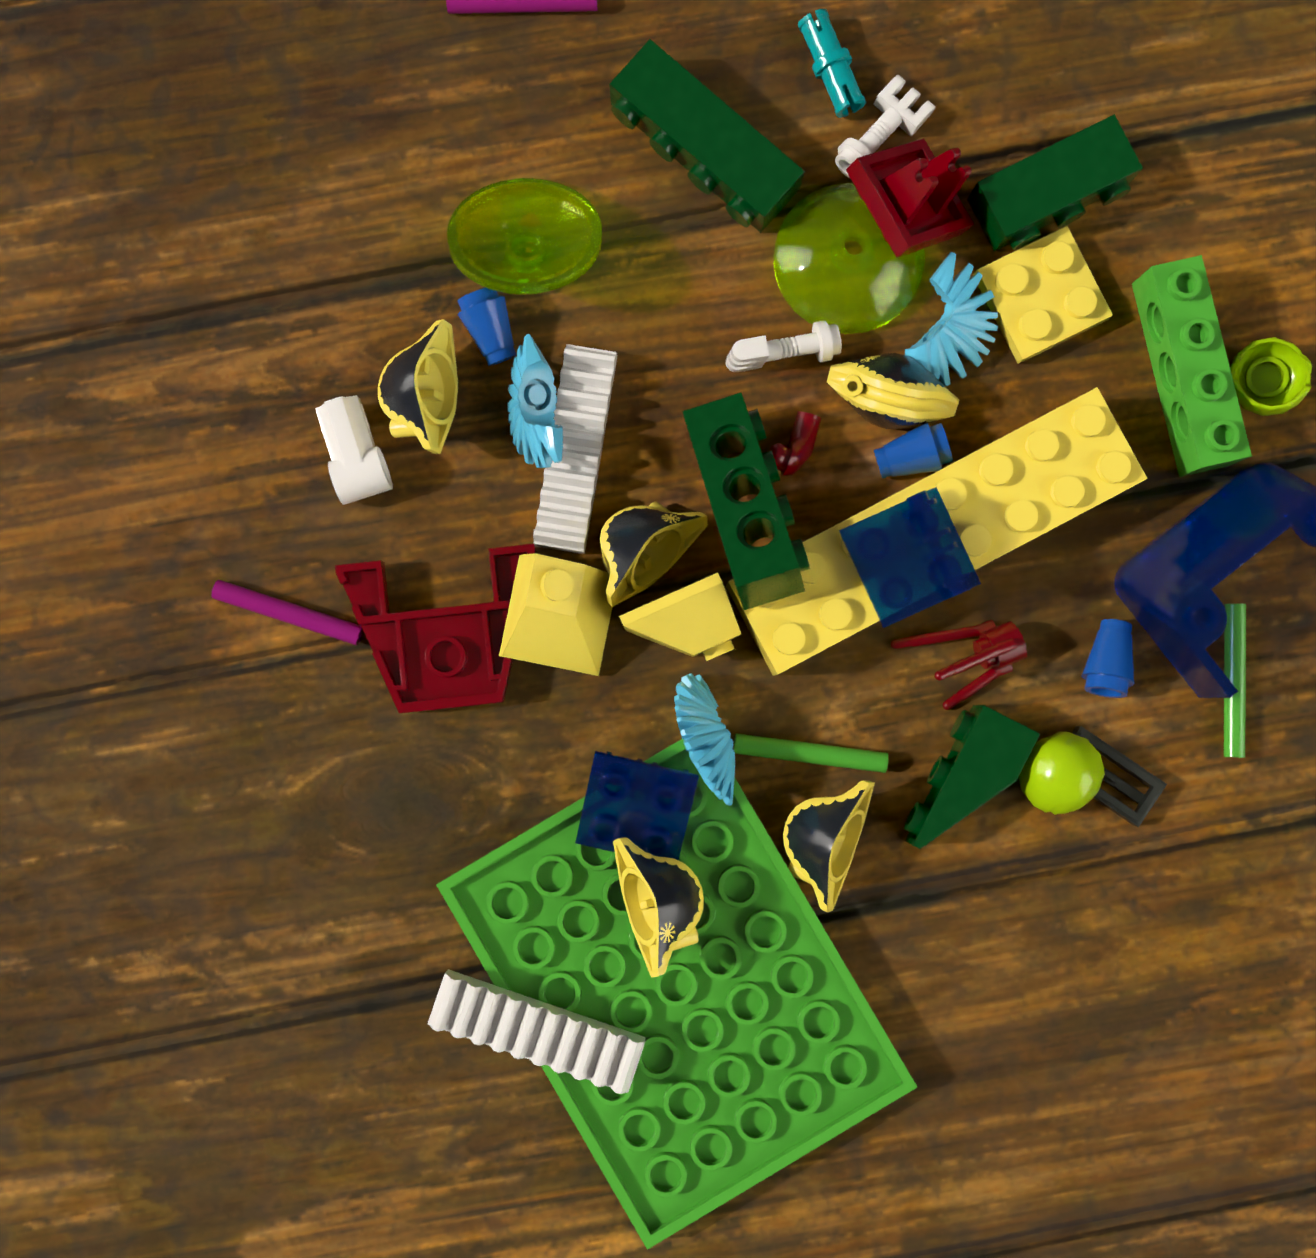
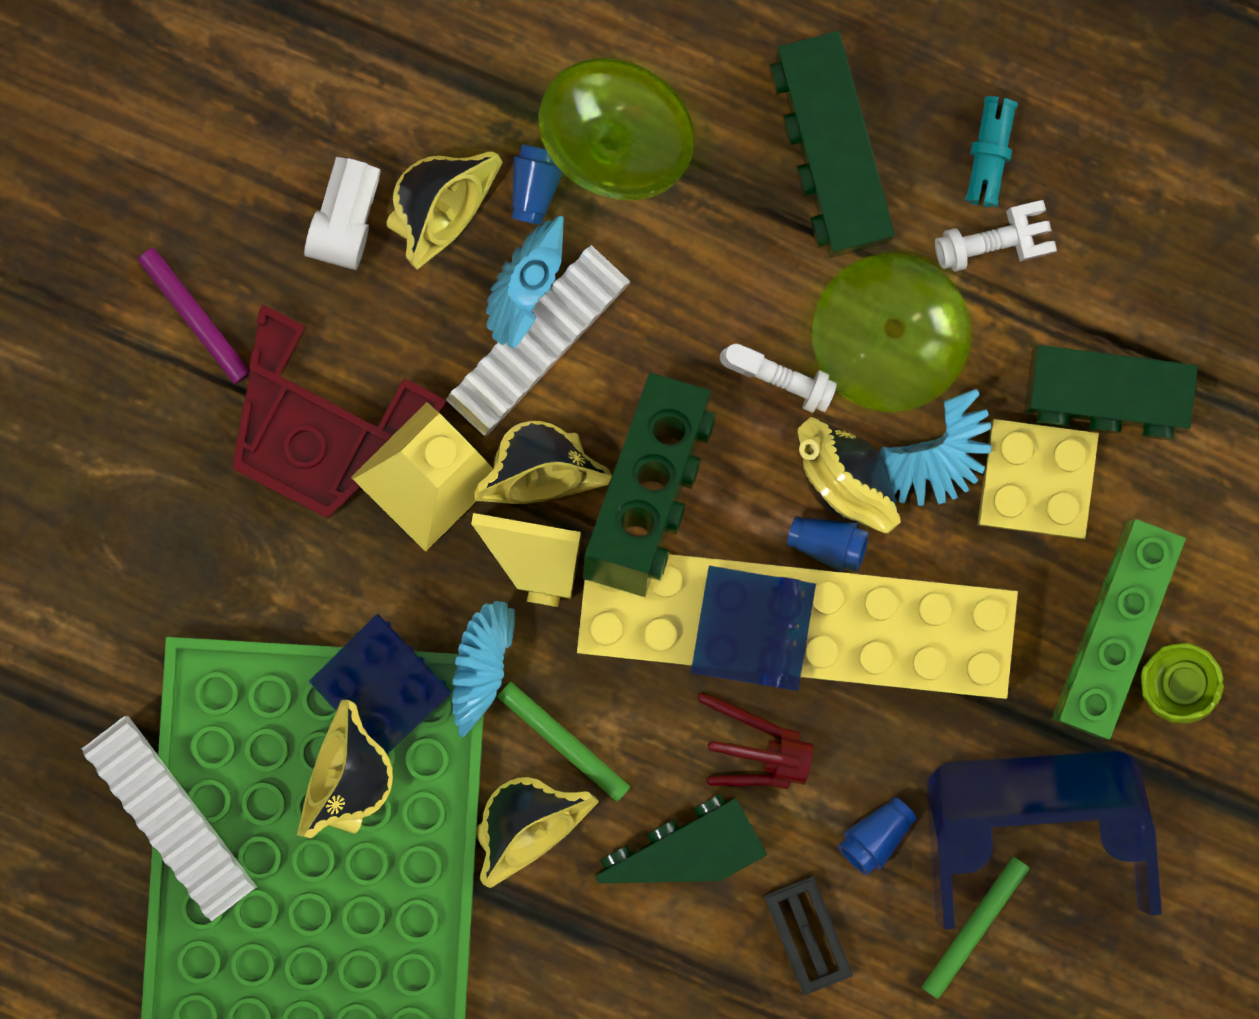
camera: 30 degrees right, 0 degrees up
(800, 445) = (734, 470): dark red arm -> none
(913, 194) = (975, 318): dark red plate -> none
(1062, 773) = (766, 903): lime hair -> none

